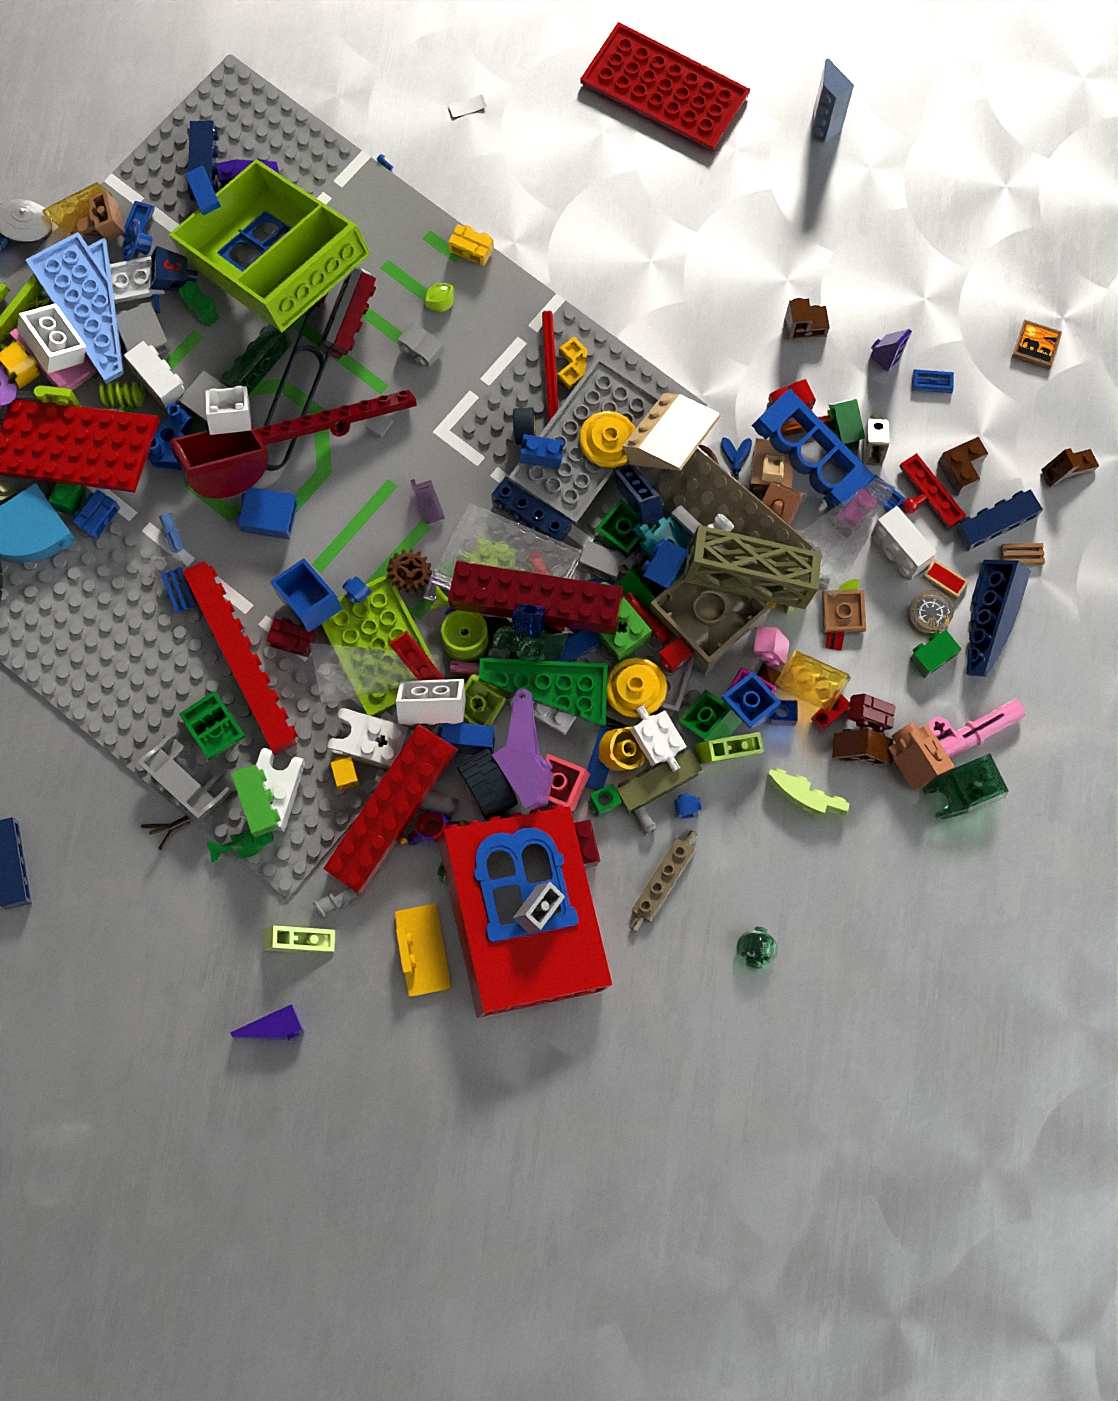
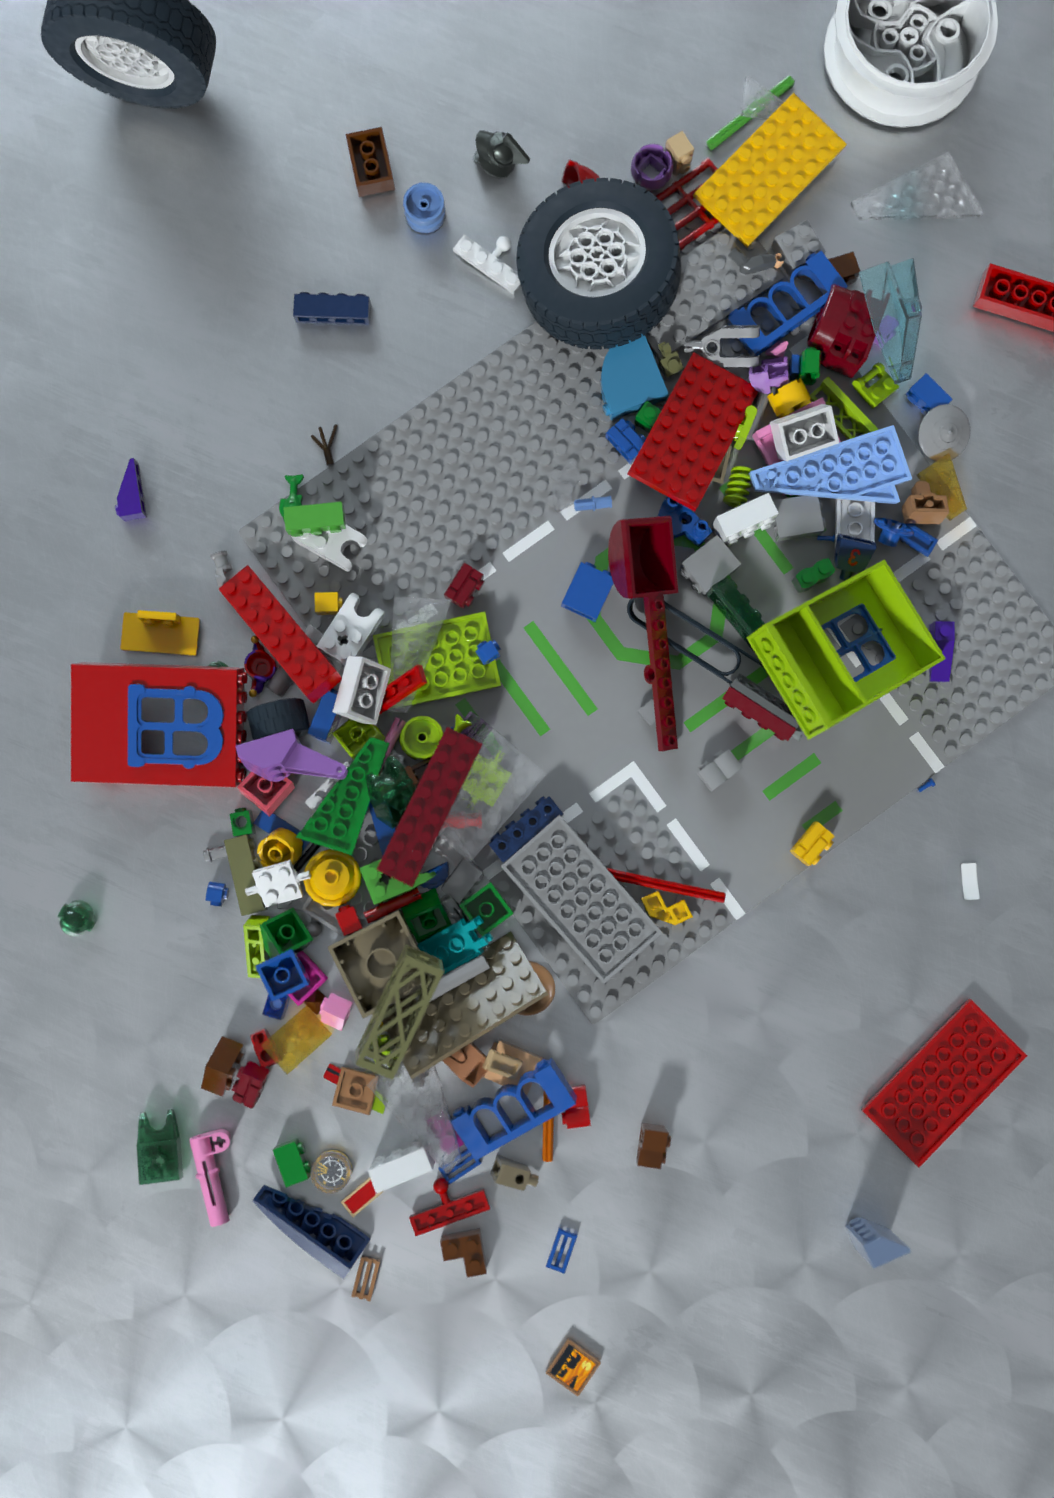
camera: 105 degrees right, 10 degrees up
(172, 573) = (520, 500): blue tile -> none
(185, 791) = (357, 461): light grey bracket -> none
(203, 150) = (964, 610): dark blue brick -> none
(203, 190) = (923, 601): blue tile -> none
(212, 725) = (399, 498): green bracket -> none
(228, 410) = (687, 574): white container -> none
(240, 658) = (458, 537): red brick -> none
(298, 939) = (197, 531): yellowish green slope -> none
(306, 595) = (495, 605): blue piece -> none
(415, 564) = (509, 708): reddish brown gear -> none
(427, 501) = (562, 737): clear purple panel -> none
(439, 297) = (766, 800): lime hat -> none
(523, 423) = (609, 844): black wheel -> none
(528, 619) = (404, 793): clear blue brick -> none
(538, 907) = (142, 733): light grey brick -> none
(541, 451) = (573, 851): blue brick -> none
(587, 843) = (207, 794): dark red brick -> none
(603, 438) = (574, 918): yellow piece -> none
(639, 494) = (507, 930): dark blue brick -> none
(663, 881) = (159, 854): dark tan plate -> none
(664, 563) = (432, 934): blue slope -> none
(670, 433) = (560, 977): slope -> none
(722, 523) = (456, 997): white wheel -> none
(734, 456) = (535, 1037): blue piece -> none
(797, 791) = (200, 997): yellowish green slope -> none
(846, 420) = (537, 1151): green brick -> none
(890, 348) = (600, 1217): dark purple slope -> none
(919, 755) = (197, 1115): nougat piece -> none
(999, 519) = (403, 1266): dark blue brick -> none
(1068, 465) = (437, 1354): reddish brown bracket -> none

